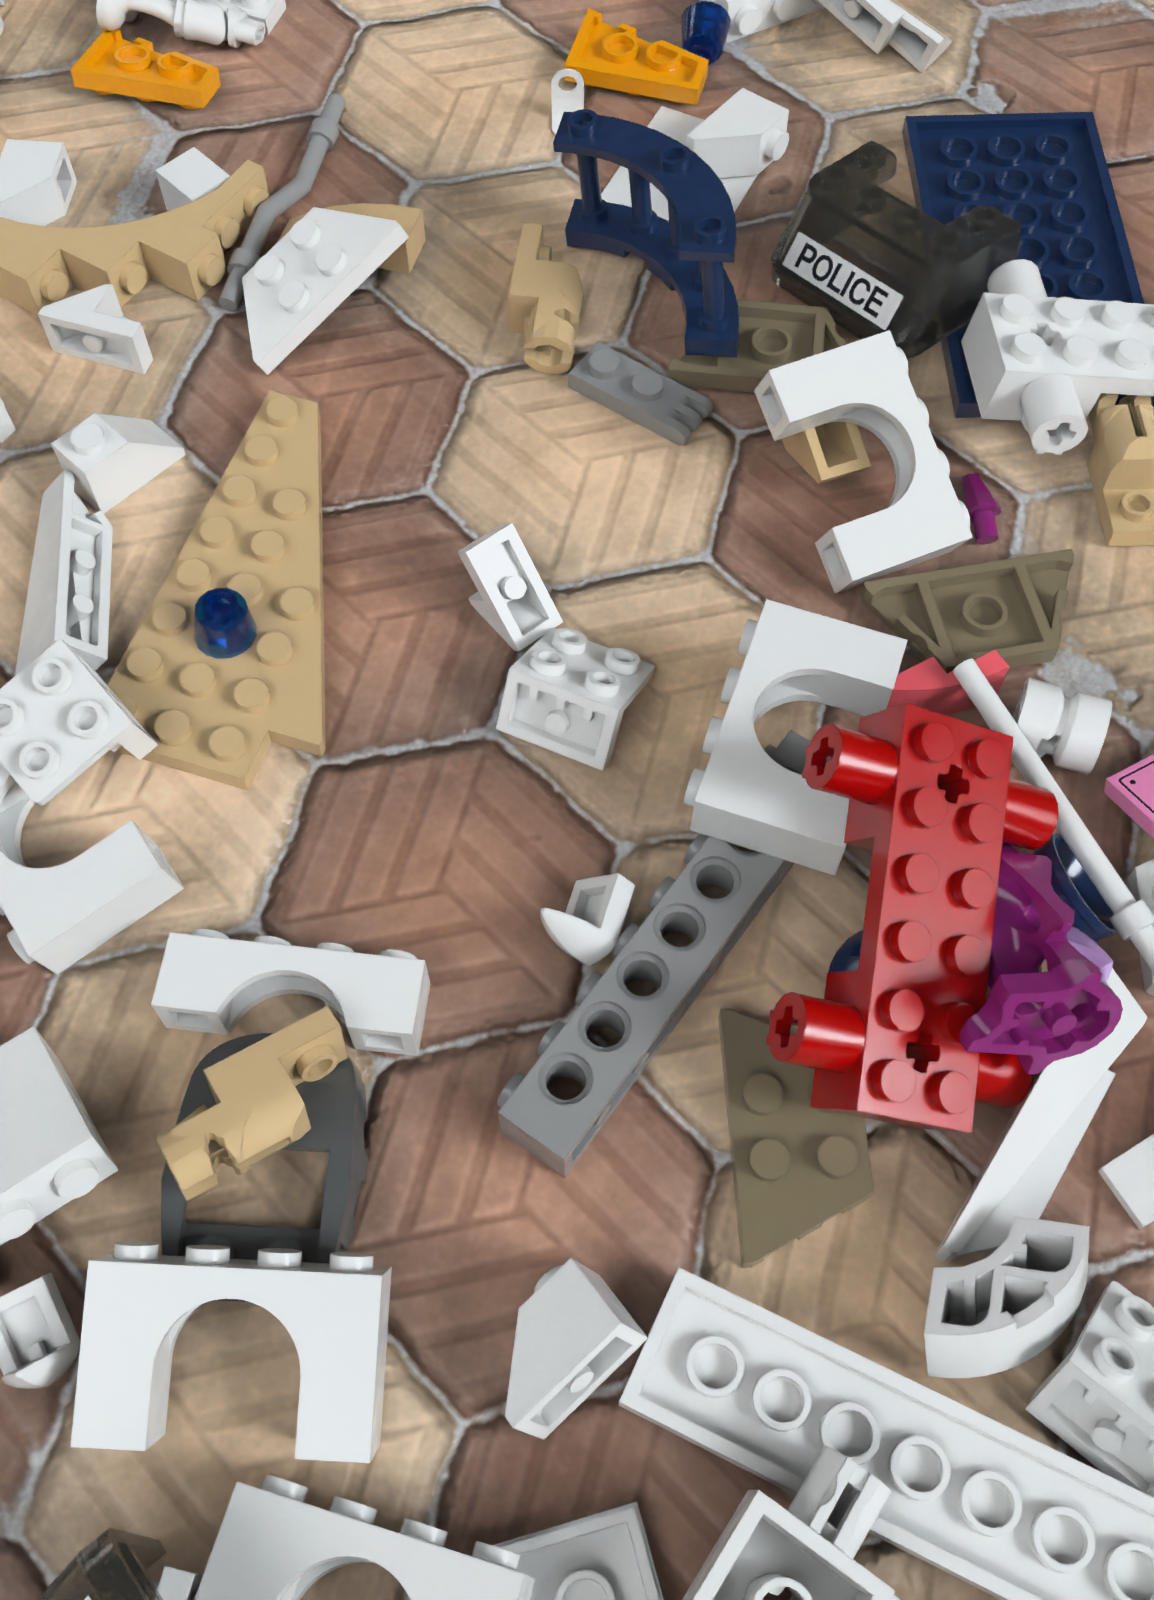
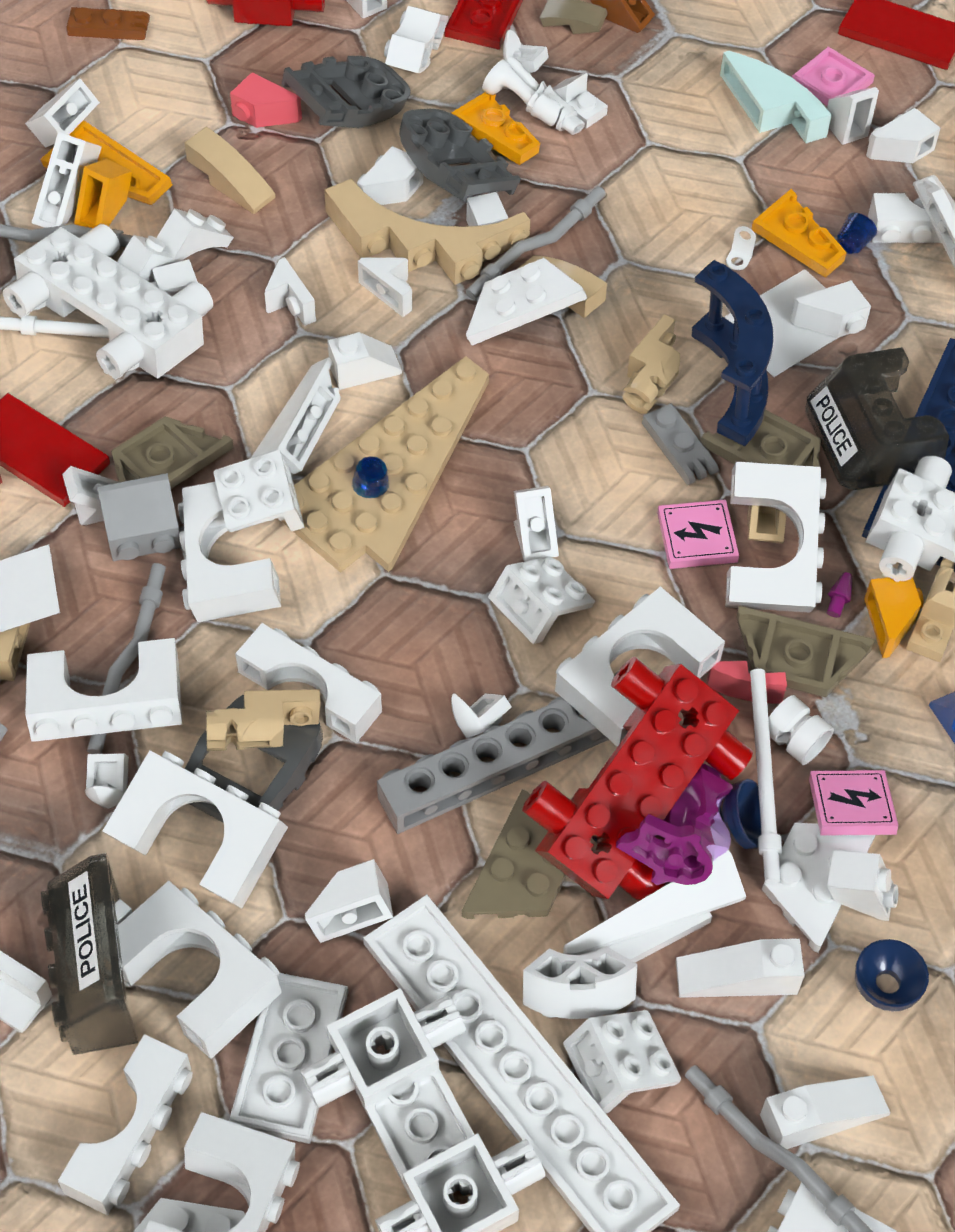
camera: 25 degrees right, 5 degrees down
(100, 125) = (439, 139): none -> dark grey slope
(739, 507) = (697, 534): none -> bright pink tile
(1066, 501) = (892, 610): none -> light orange slope

